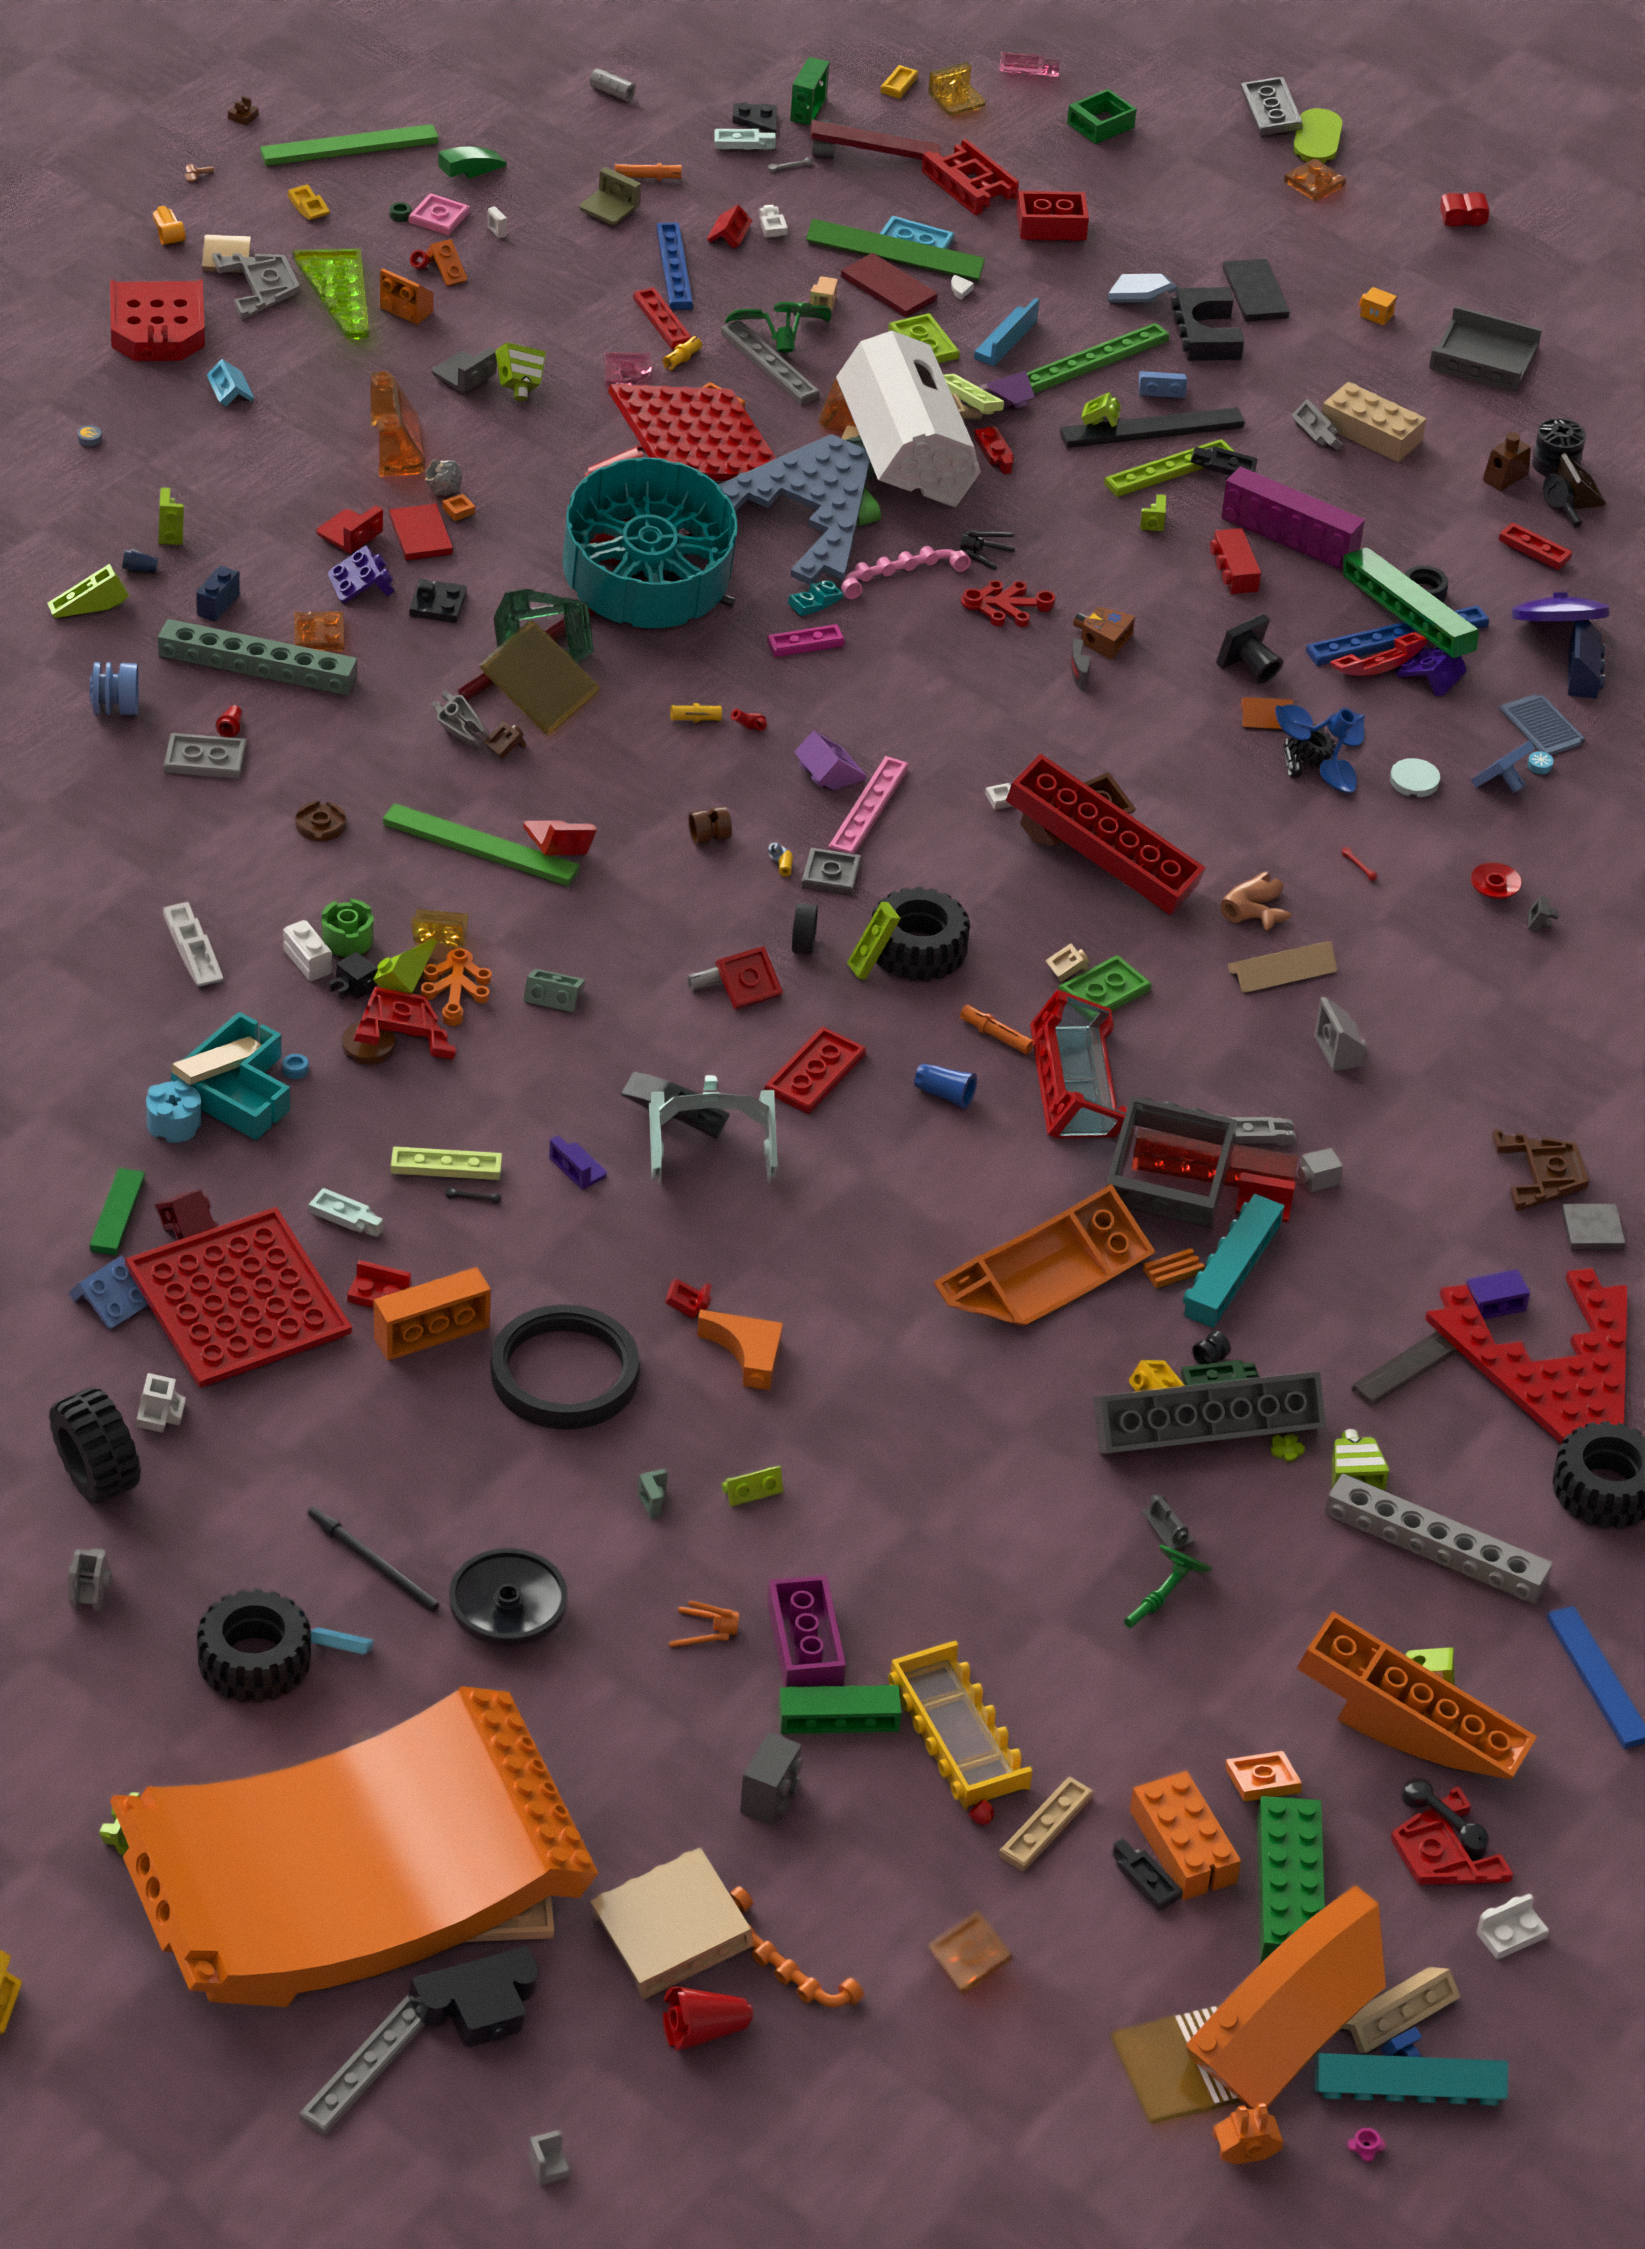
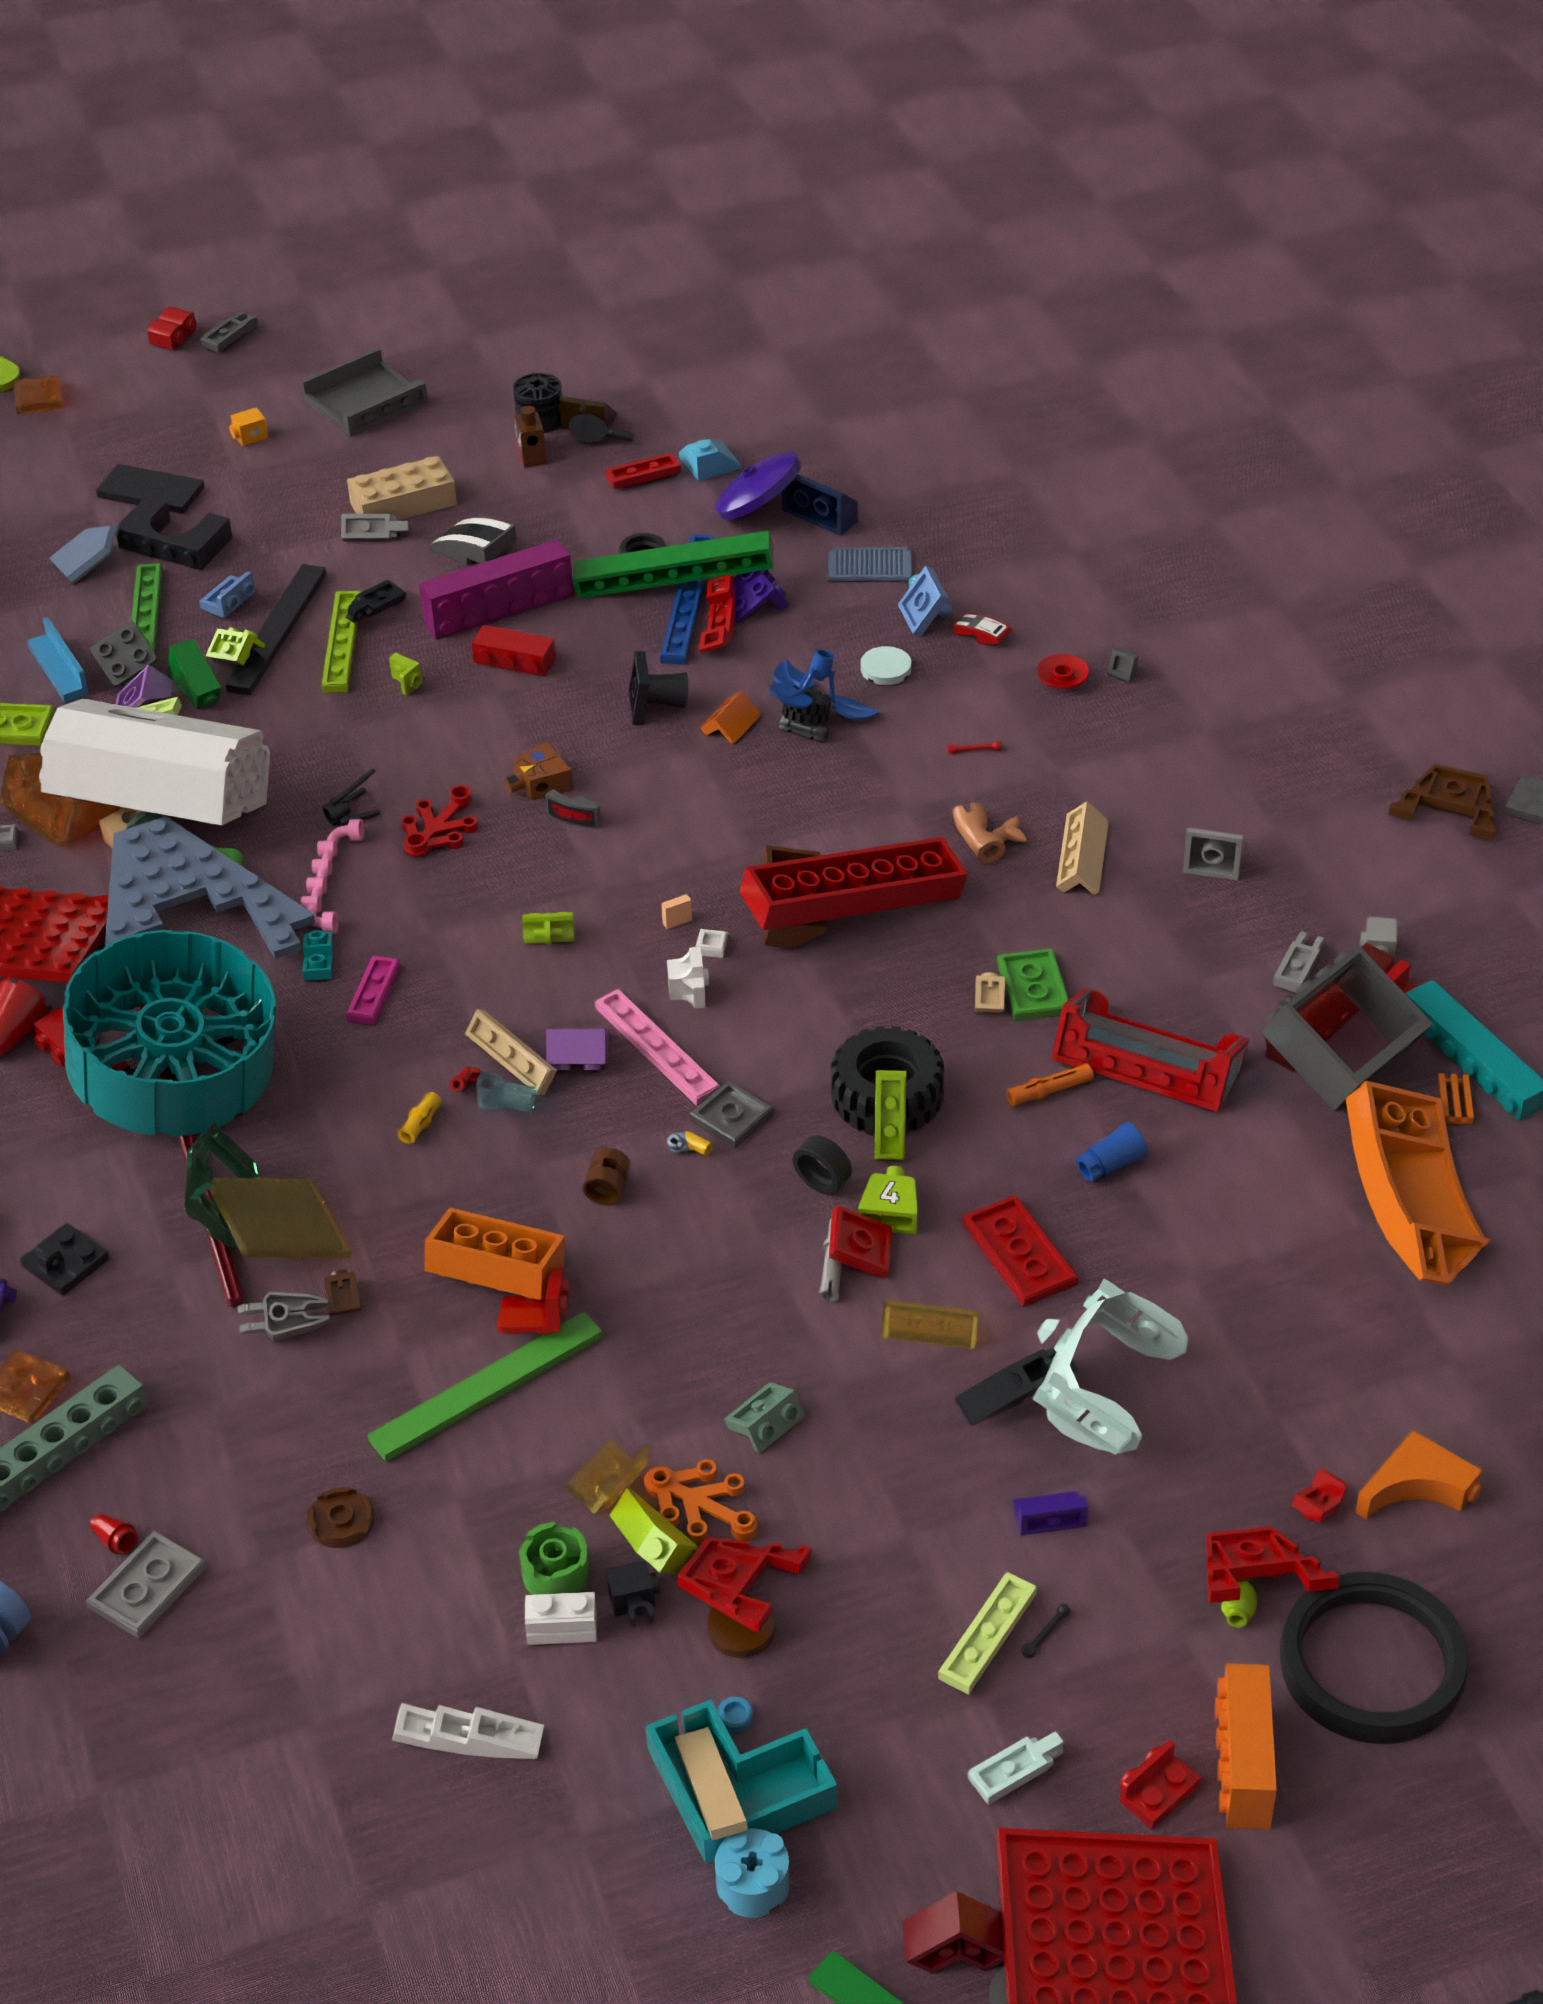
camera: 55 degrees left, 0 degrees up
(567, 1283) = (1242, 1610): none -> lime plant
(589, 791) = (493, 1253): none -> orange brick
(602, 1267) = (1257, 1553): none -> red wing
(701, 1043) = (930, 1324): none -> clear yellow slope
(751, 745) = (496, 1093): none -> clear light blue piece
(794, 731) = (510, 1051): none -> tan tile
(804, 981) = (891, 1200): none -> lime torso
(939, 701) = (548, 927): none -> lime hips
(945, 794) = (688, 978): none -> white brick
(1013, 761) = (676, 911): none -> light nougat tile
(1038, 355) = (123, 654): none -> dark grey bracket
(1049, 403) = (193, 674): none -> green slope
(1352, 488) = (475, 540): none -> slope
(1494, 242) = (229, 331): none -> dark grey hinge
(1512, 816) = (983, 627): none -> slope
(1591, 578) = (708, 459): none -> medium azure slope

